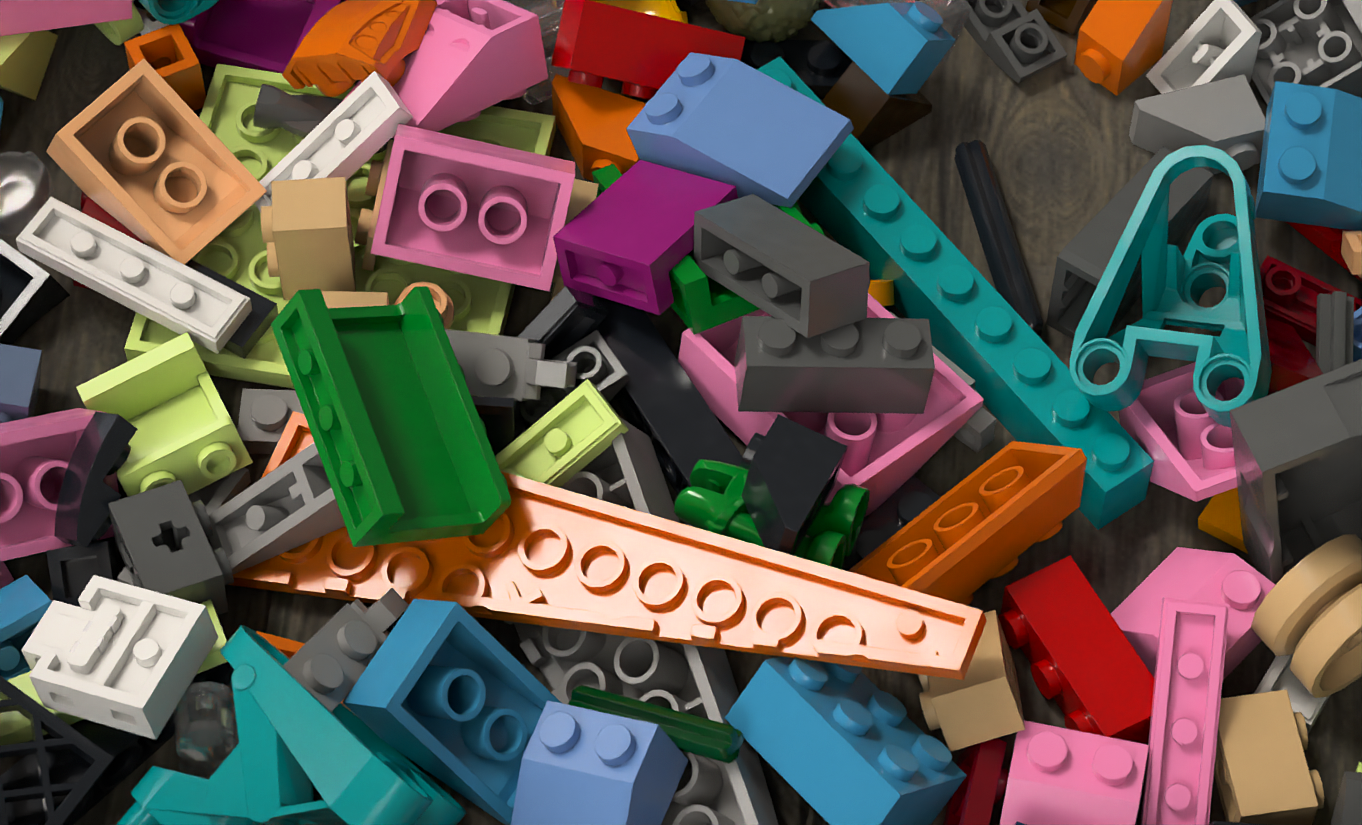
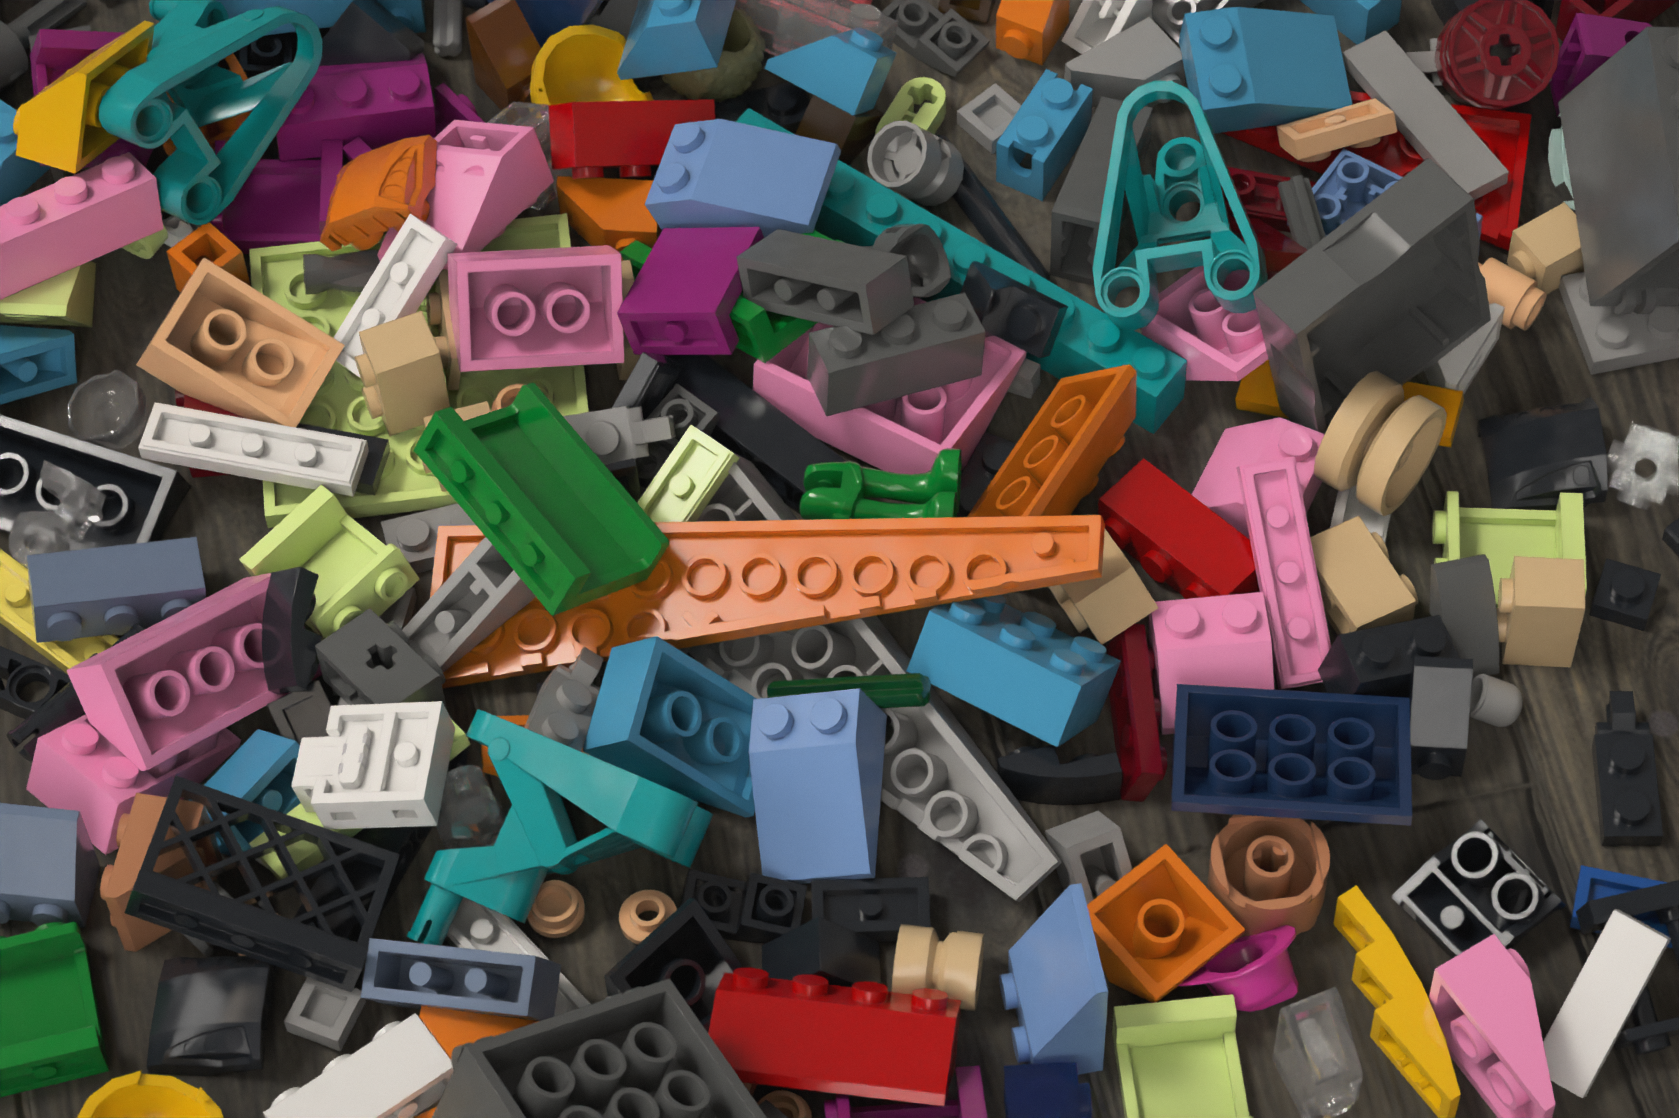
camera: 15 degrees left, 0 degrees up
(788, 481) = (892, 459): black slope -> none
(896, 265) = (924, 253): none -> dark grey piece
(937, 163) = (915, 163): none -> light grey wheel
(947, 112) = (915, 92): none -> yellowish green beam
(979, 352) = (1013, 310): none -> black slope
(1043, 138) = (988, 116): none -> light grey tile
(1091, 167) = (1047, 127): none -> dark azure brick

